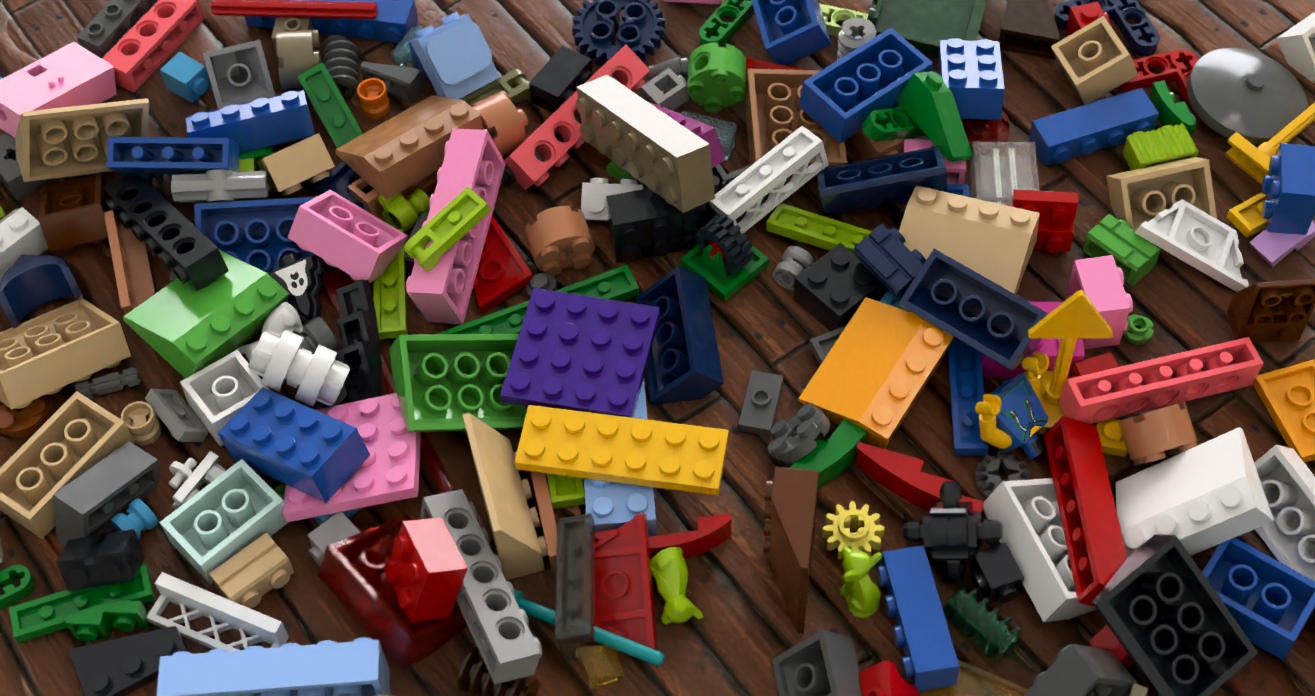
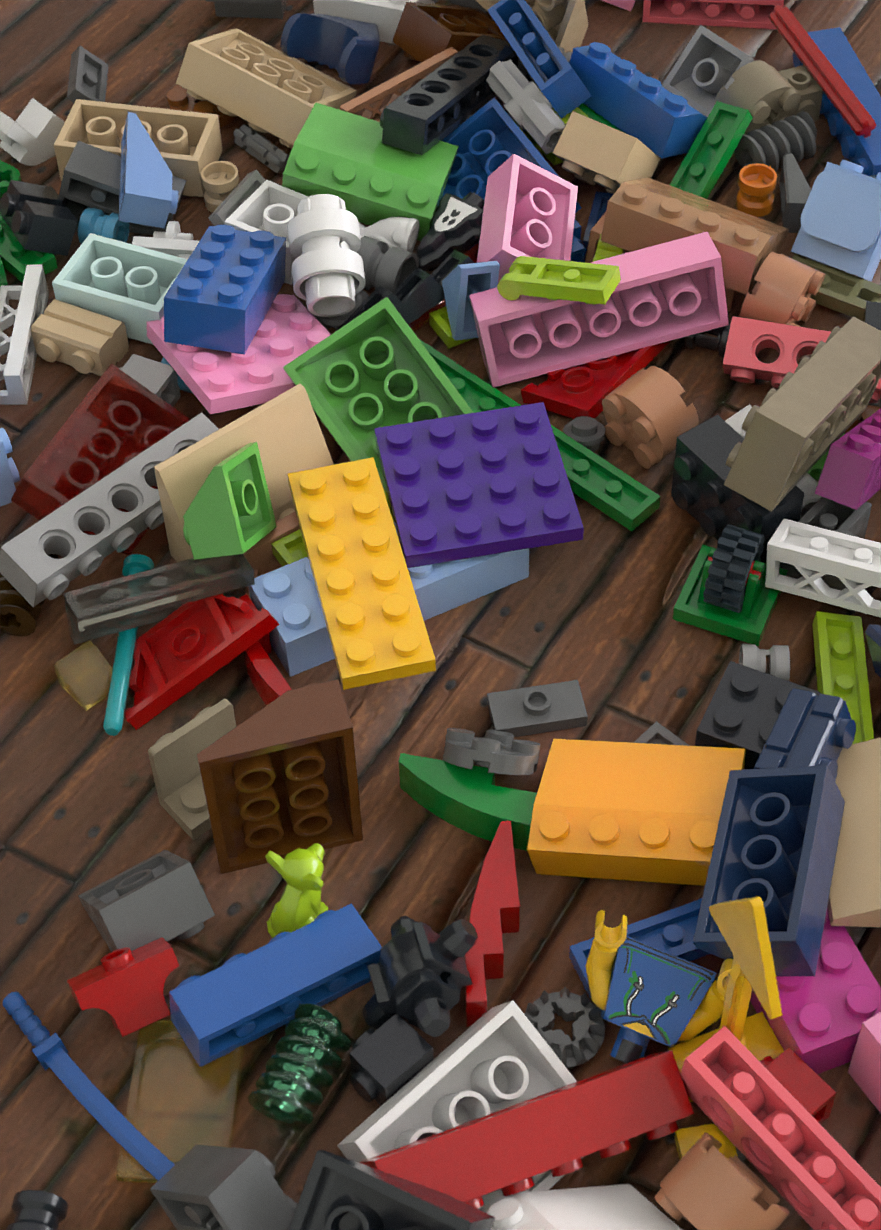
camera: 65 degrees right, 5 degrees down
(127, 462) = (144, 179): none -> medium blue slope
(185, 77) = (673, 36): dark azure brick -> none
(390, 296) = (457, 287): none -> medium blue slope
(425, 569) = (106, 440): red brick -> none
(537, 507) = (230, 508): none -> bright green slope
(671, 577) = (237, 685): lime animal -> none
(685, 348) = (584, 590): dark blue slope -> none
(734, 610) = (178, 770): none -> dark tan bracket
(866, 527) = (381, 870): light yellow gear -> none

